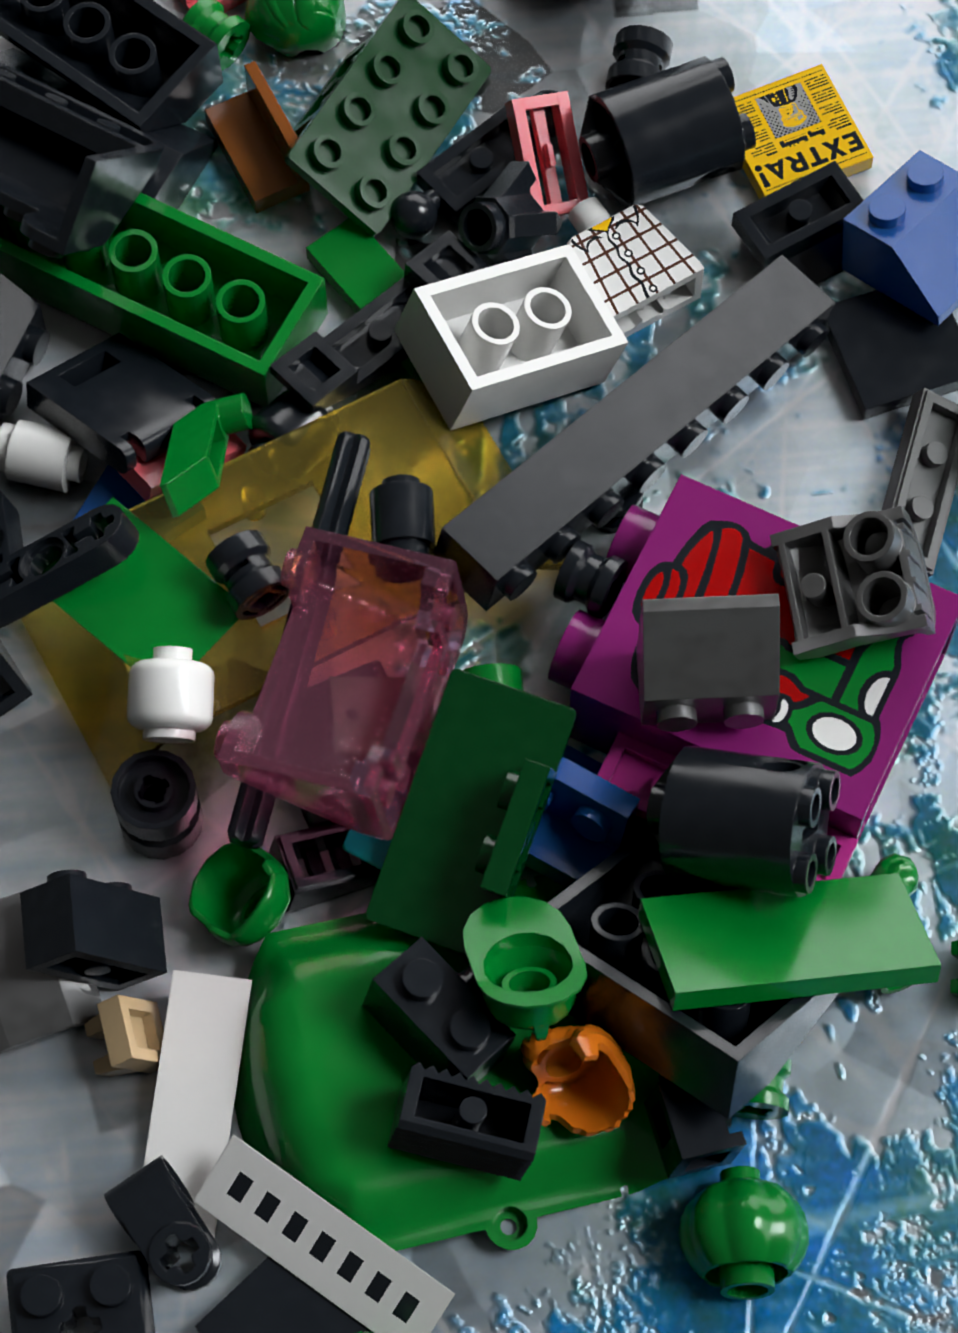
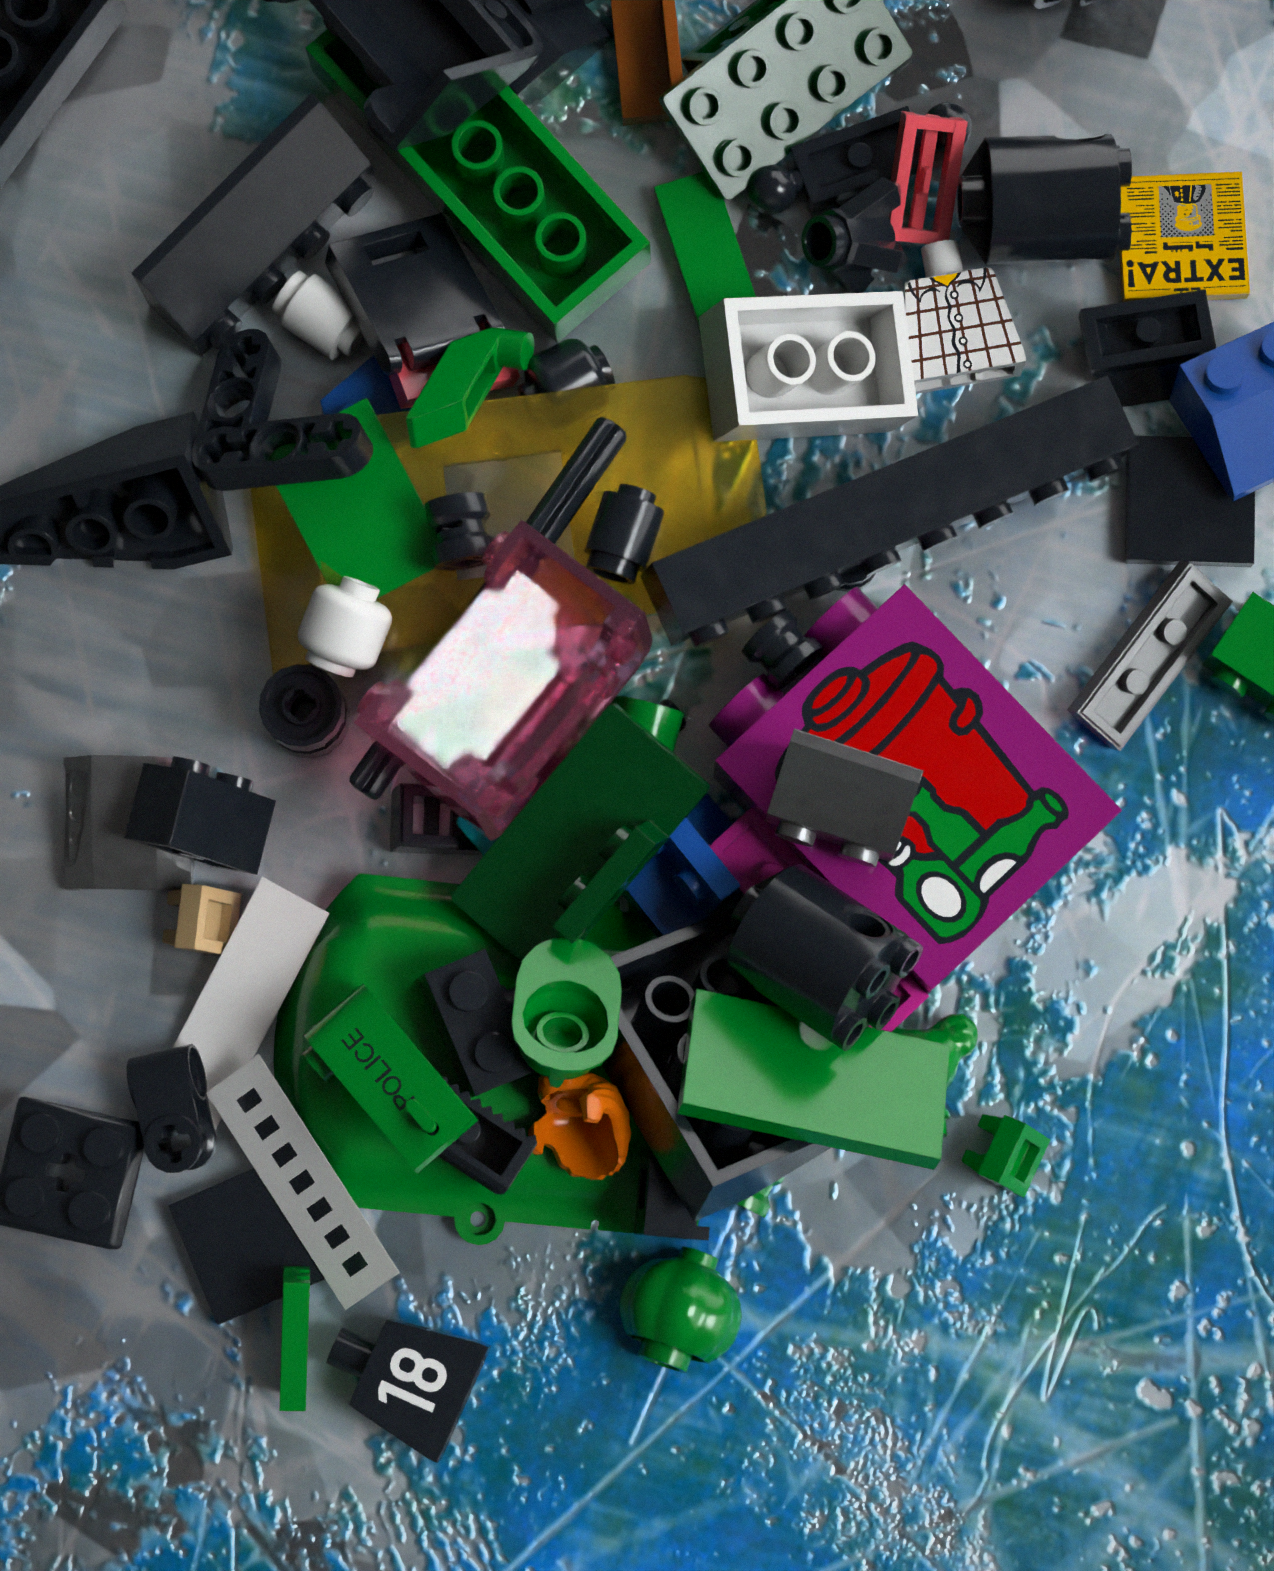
camera: 25 degrees right, 15 degrees up
(240, 894) = (348, 829): green hair -> none
(365, 345) = (666, 319): black slope -> none
(374, 1087) = (388, 1077): none -> green door
(638, 53) = (1058, 106): black wheel -> none
(854, 581) = (1019, 763): flat silver slope -> none

